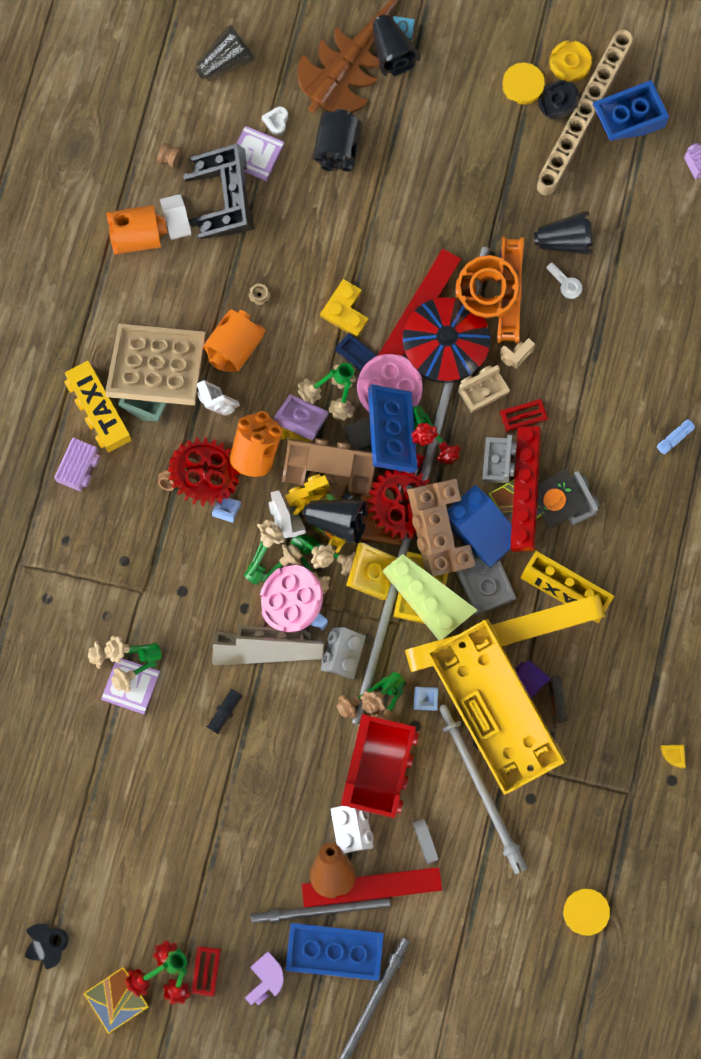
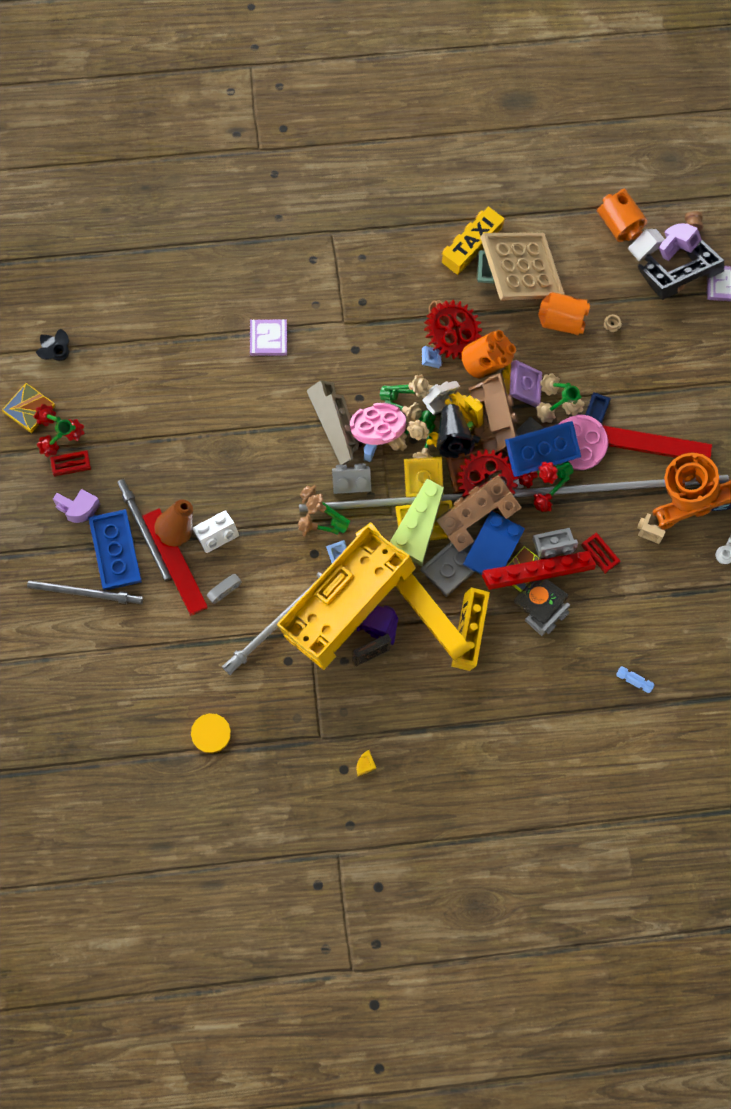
camera: 70 degrees right, 5 degrees down
(77, 464) = (422, 242): lavender brick -> none
(115, 651) = (286, 307): tan plant -> none
(184, 177) = (679, 236): none -> lavender brick
(214, 400) = (513, 316): white bracket -> none
(224, 711) = (273, 408): black pin -> none
(340, 311) = (628, 385): yellow plate -> none
(379, 766) = (267, 531): red cylinder -> none
(445, 340) = (634, 470): dish -> none
(483, 388) = (609, 512): tan bracket -> none

